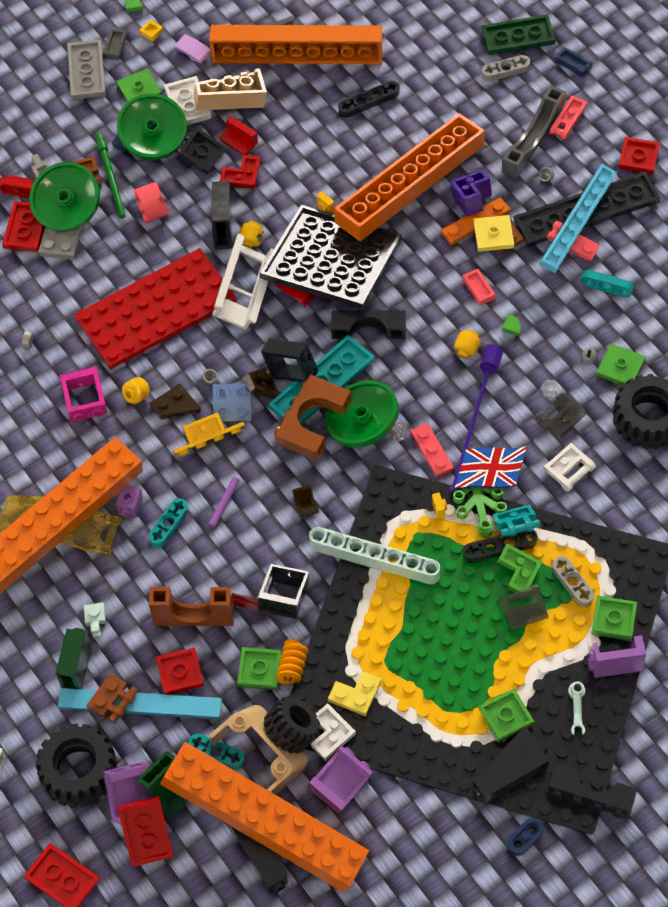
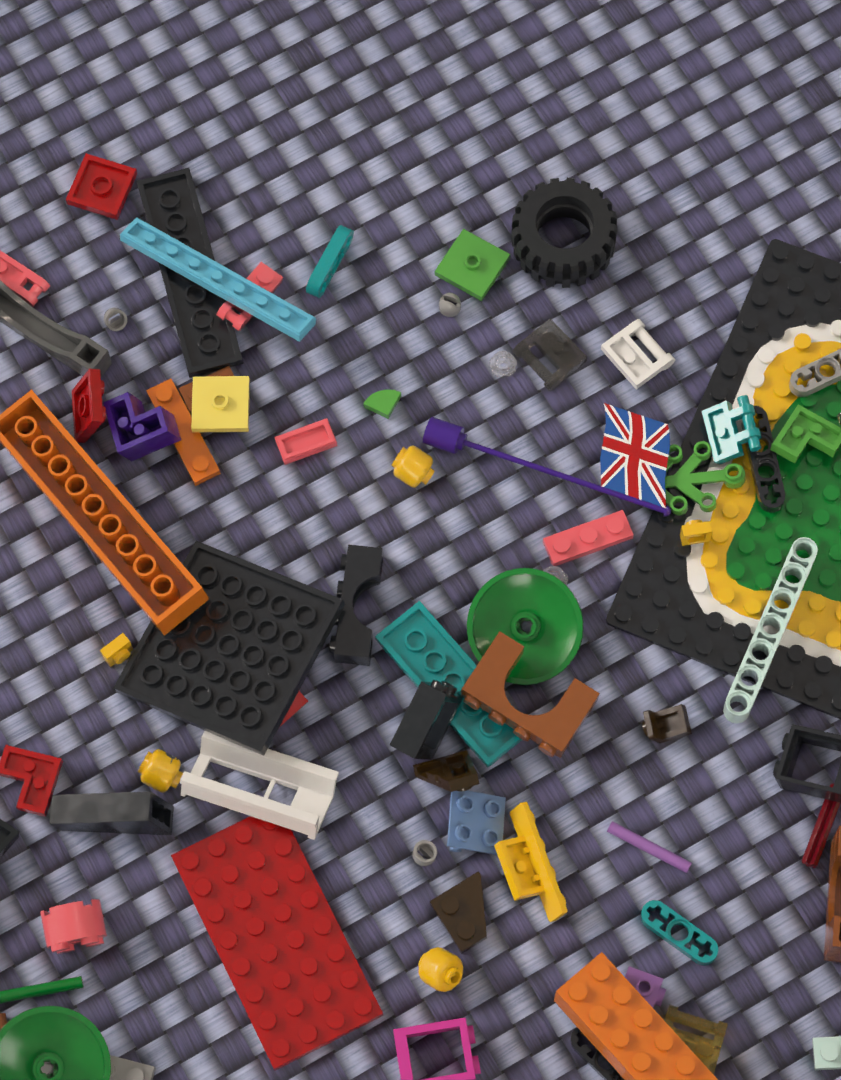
camera: 85 degrees left, 10 degrees up
(486, 163) = (87, 405): none -> red plate

